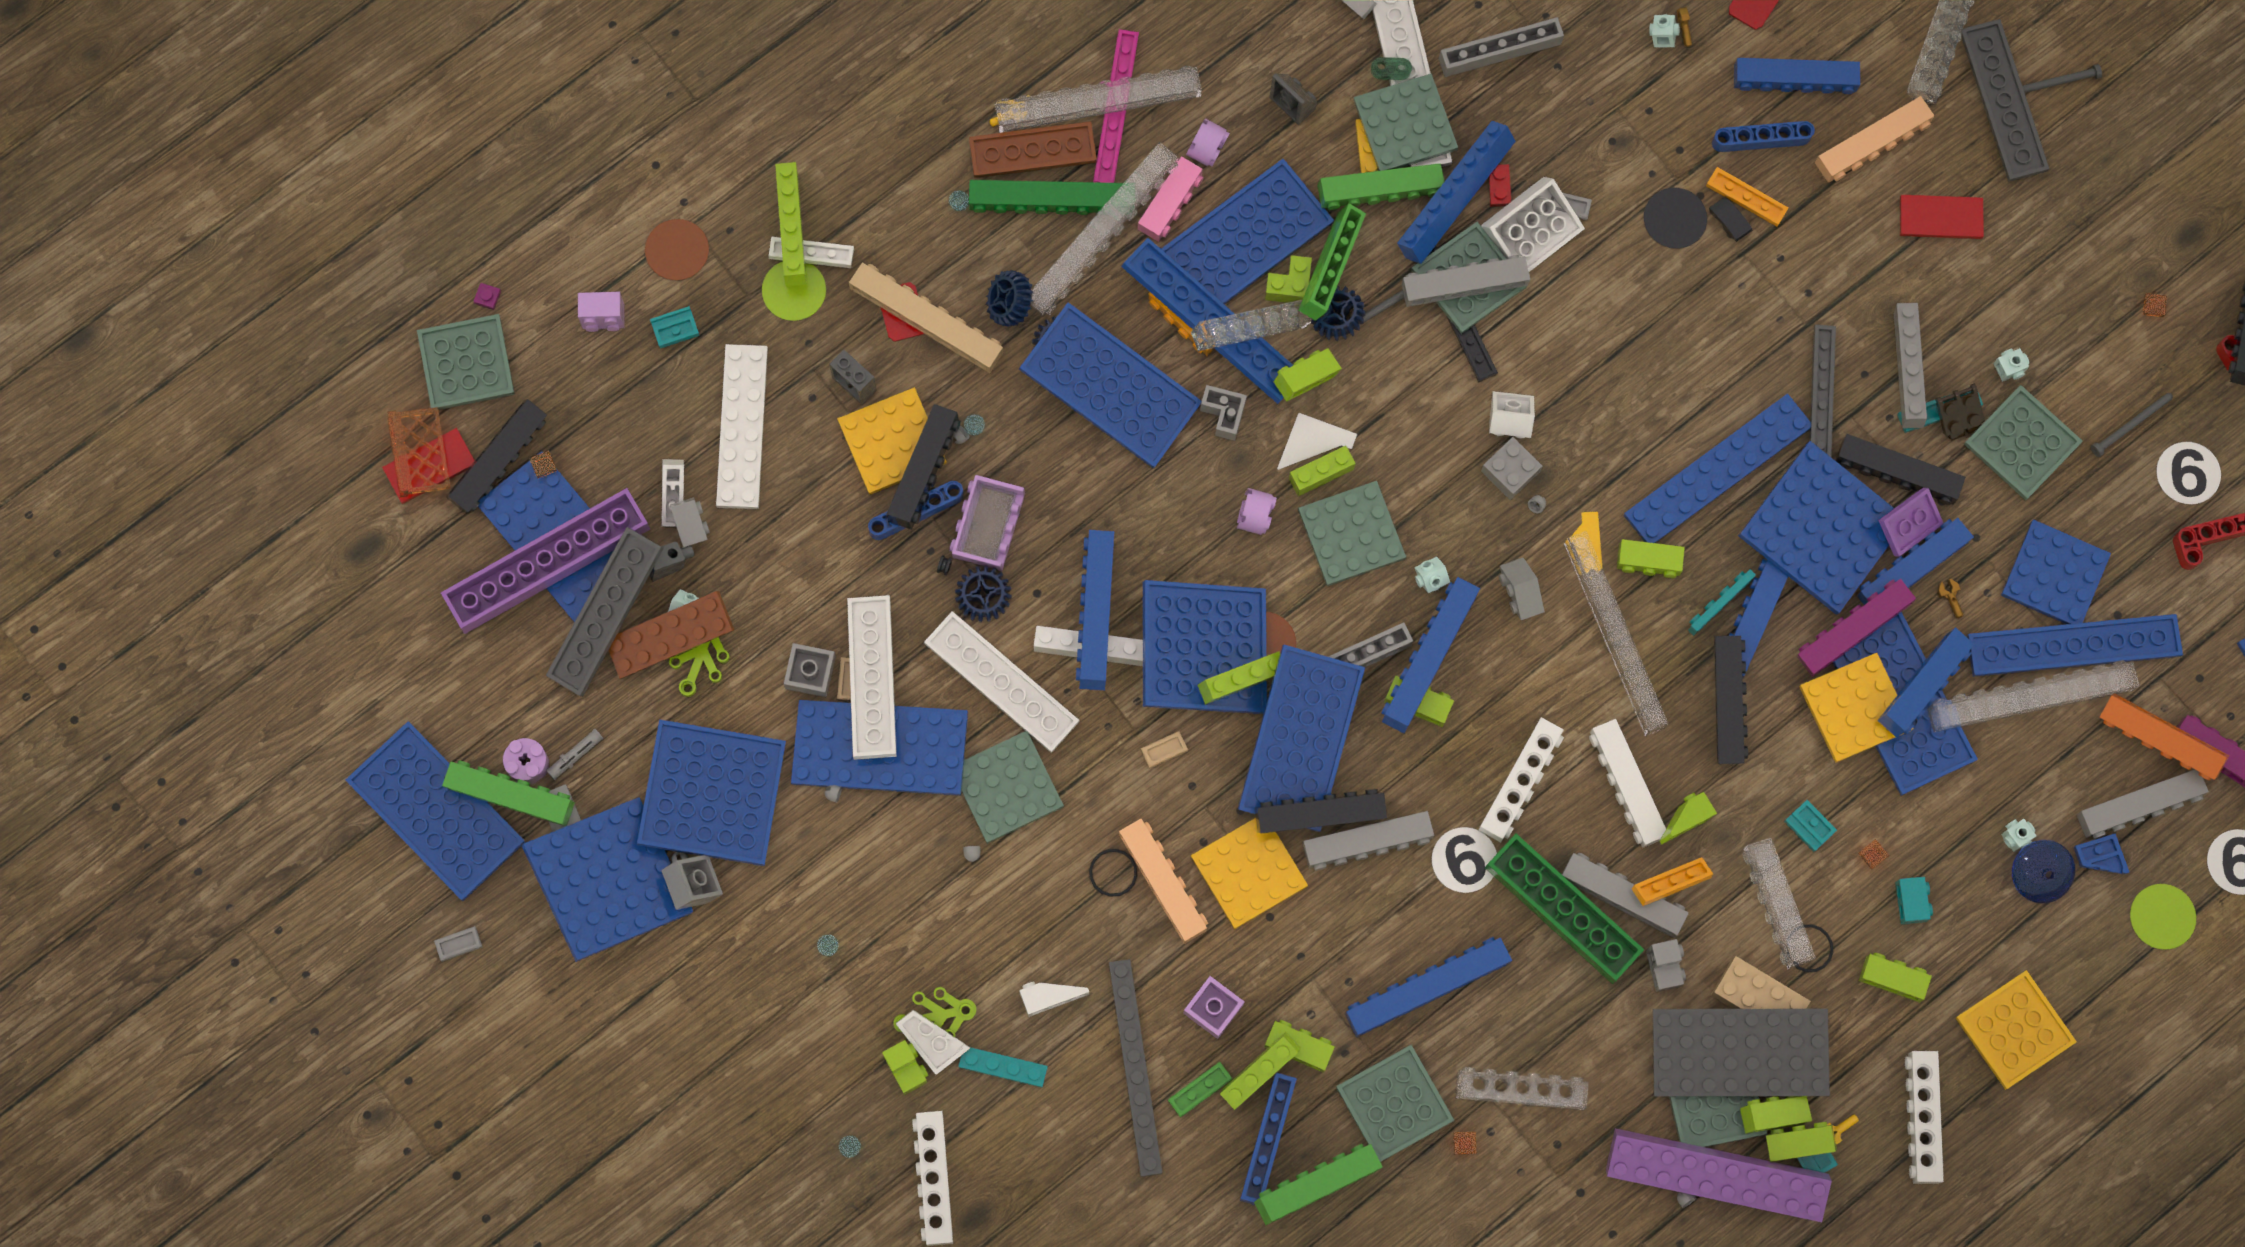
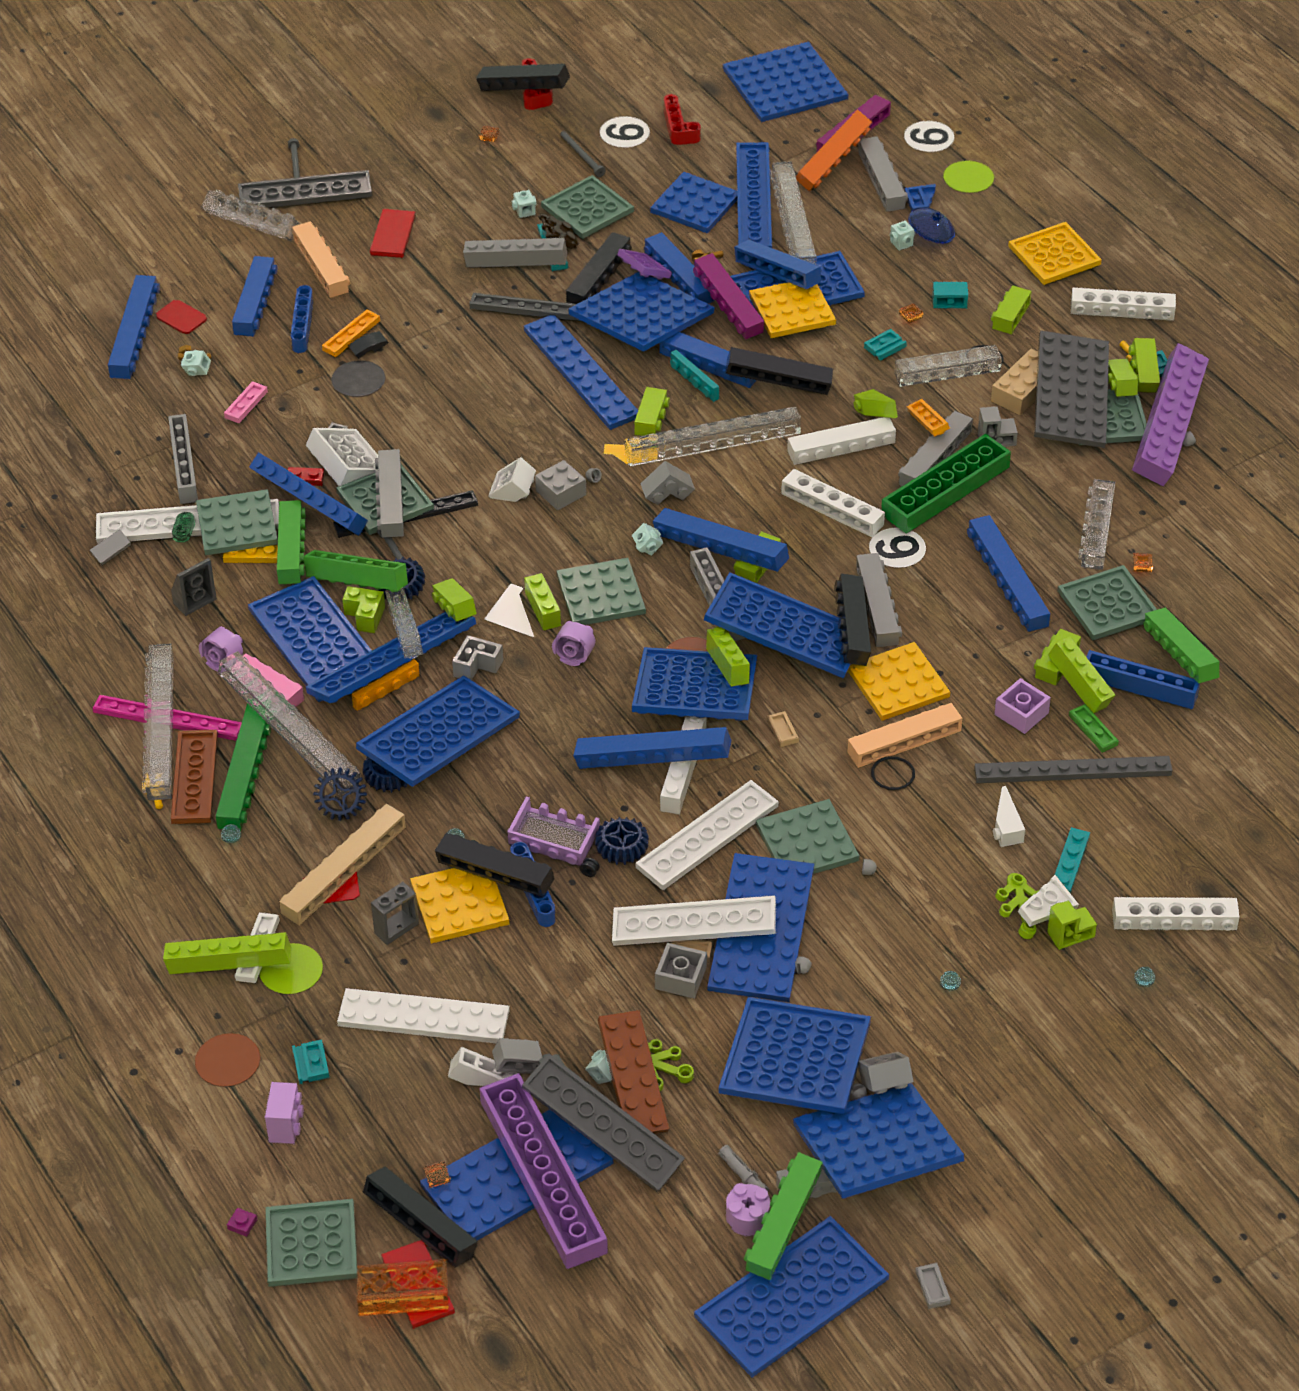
camera: 80 degrees left, 30 degrees down
(1611, 98) = (245, 402): none -> bright pink plate

